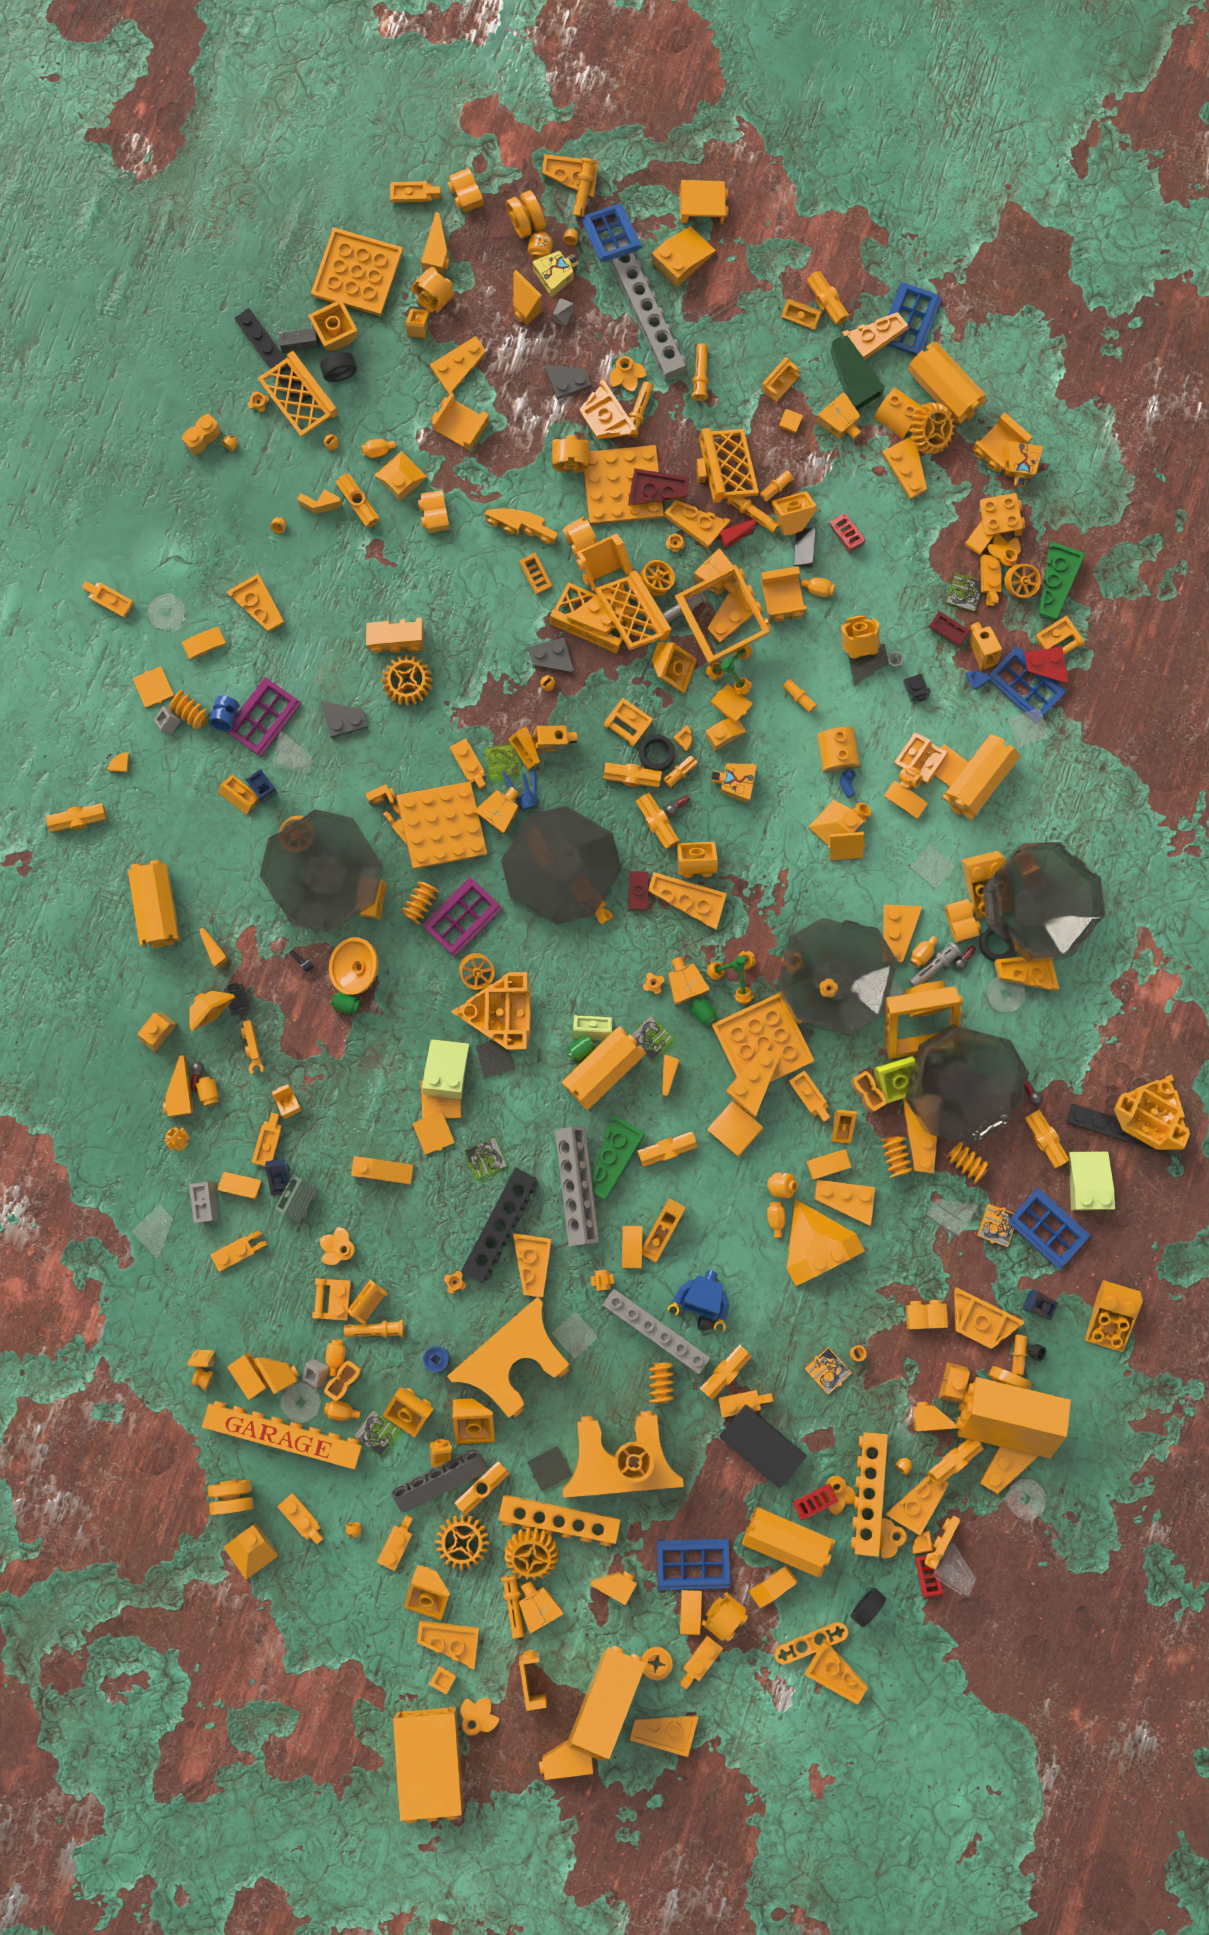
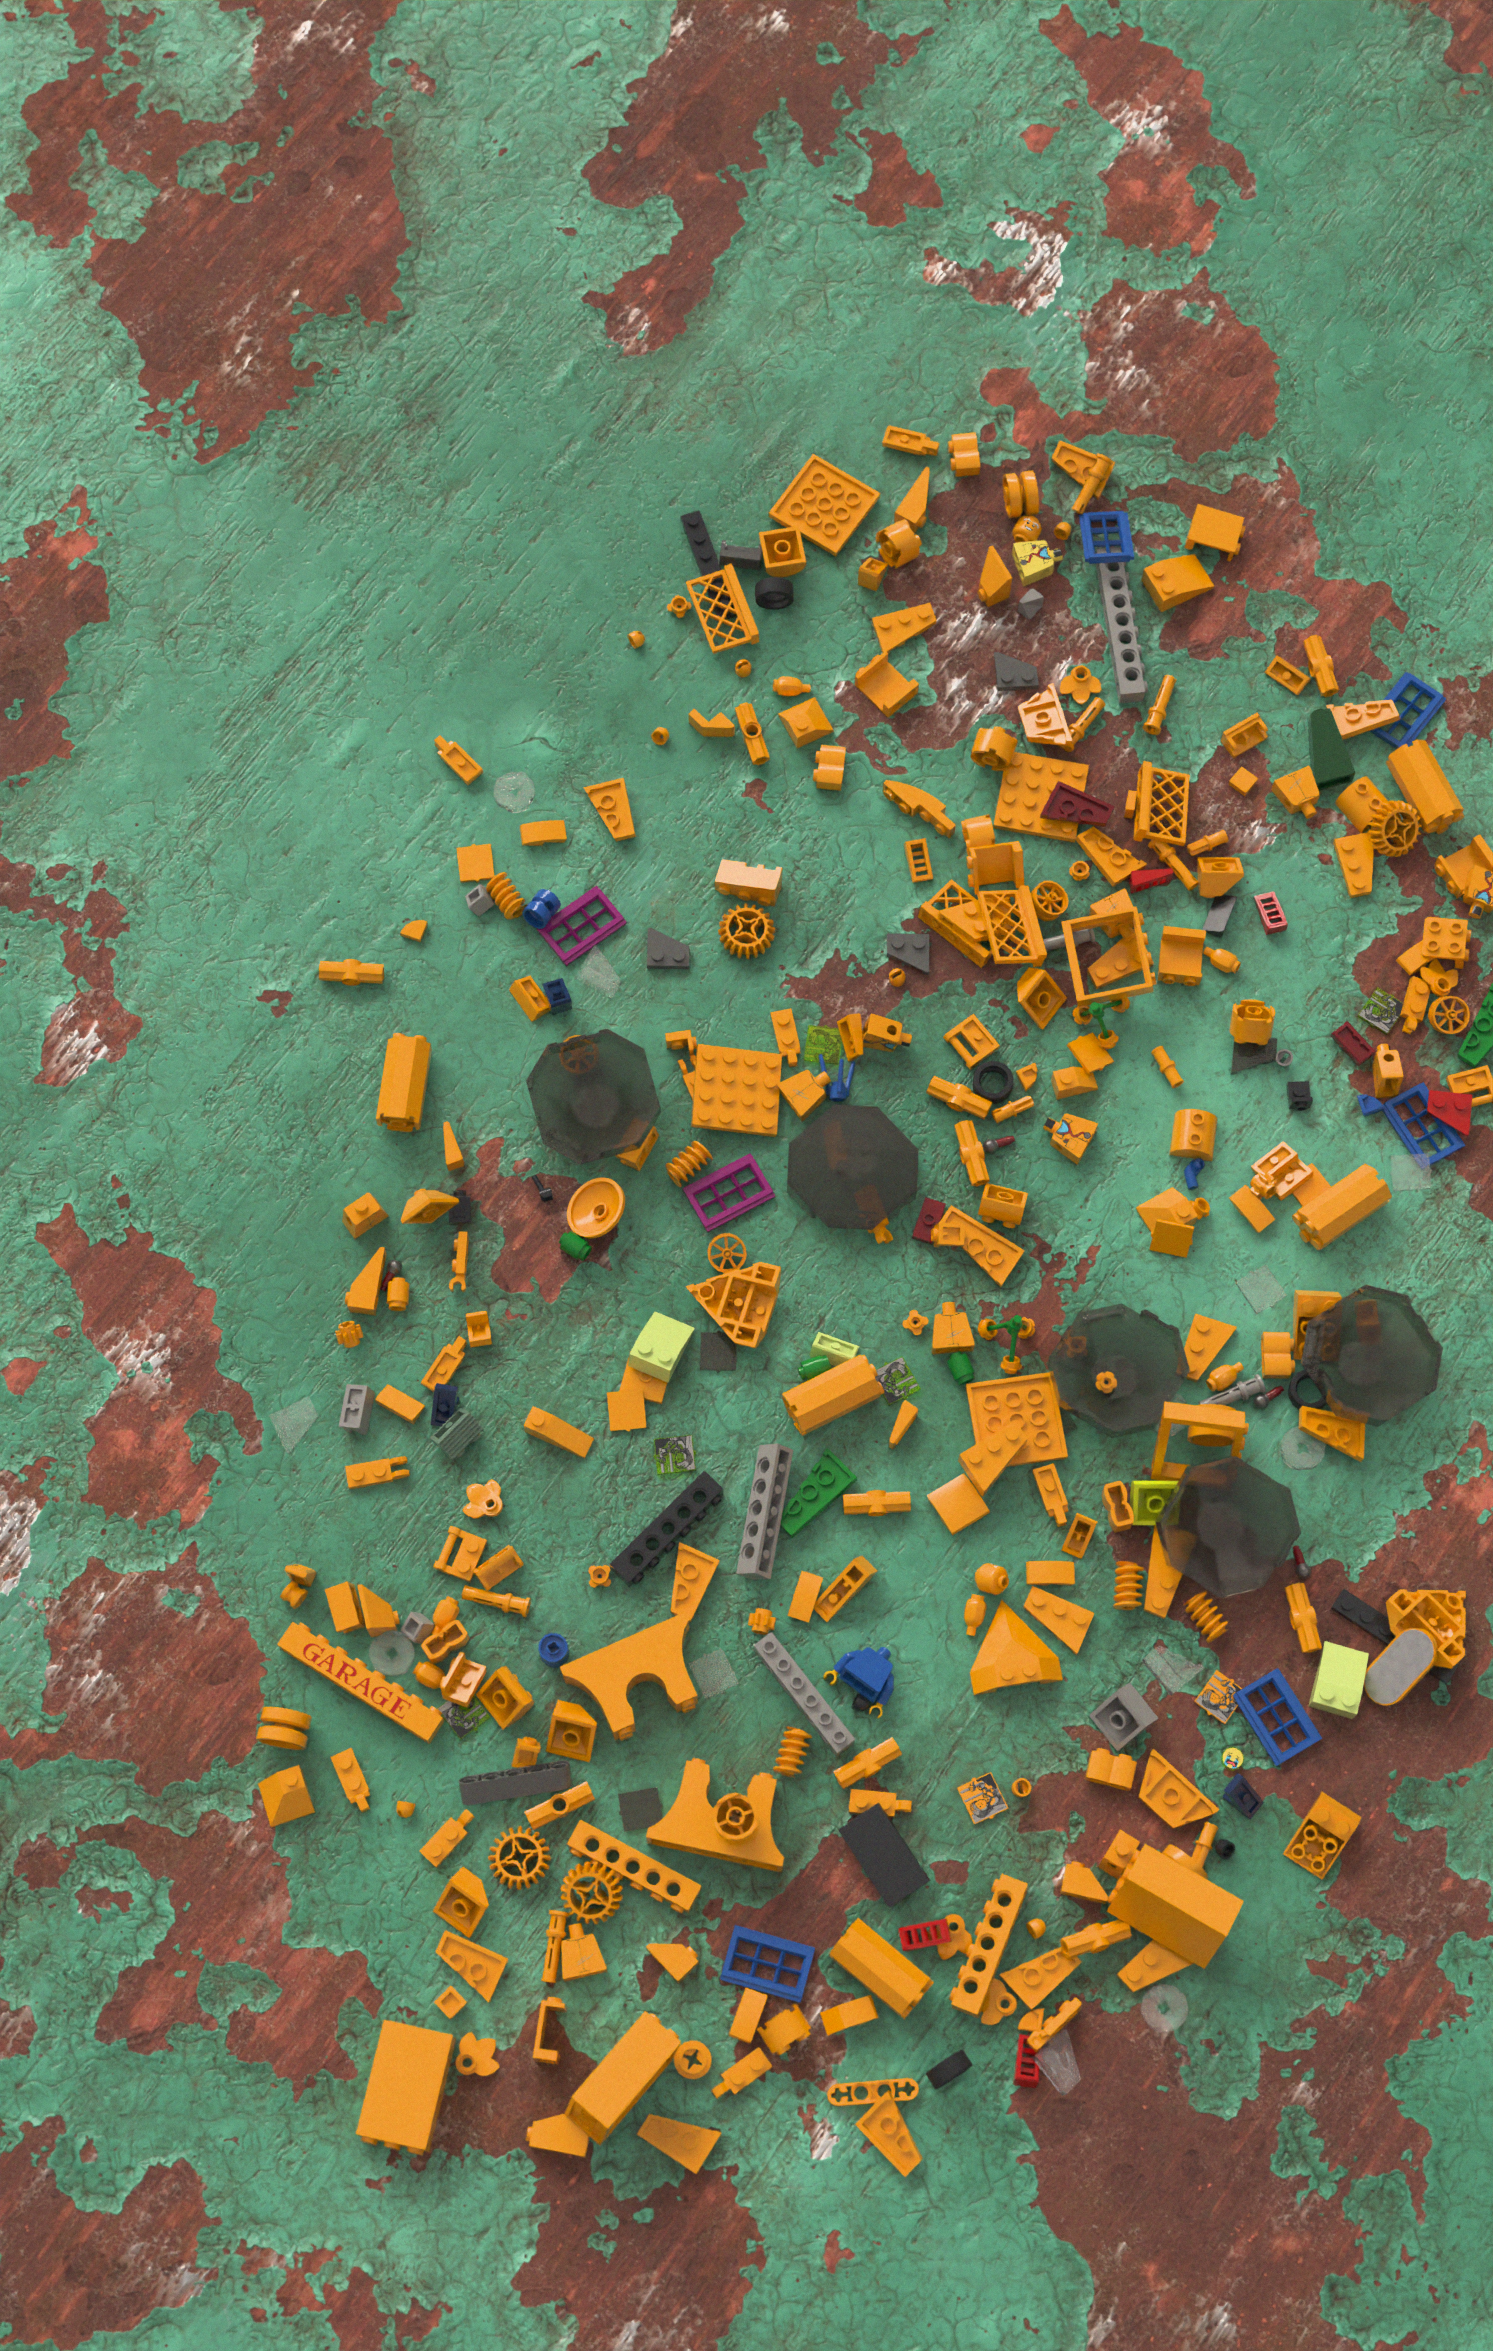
camera: 20 degrees right, 10 degrees down
(201, 434) = (608, 622): light orange brick -> none
(367, 1408) = (462, 1680): none -> light orange bracket
(659, 900) = (948, 1234): none -> light orange bracket
(924, 1267) = (1123, 1716): none -> light grey slope
(1022, 1274) = (1232, 1758): none -> tile
(1139, 1157) = (1400, 1666): none -> flat silver tile

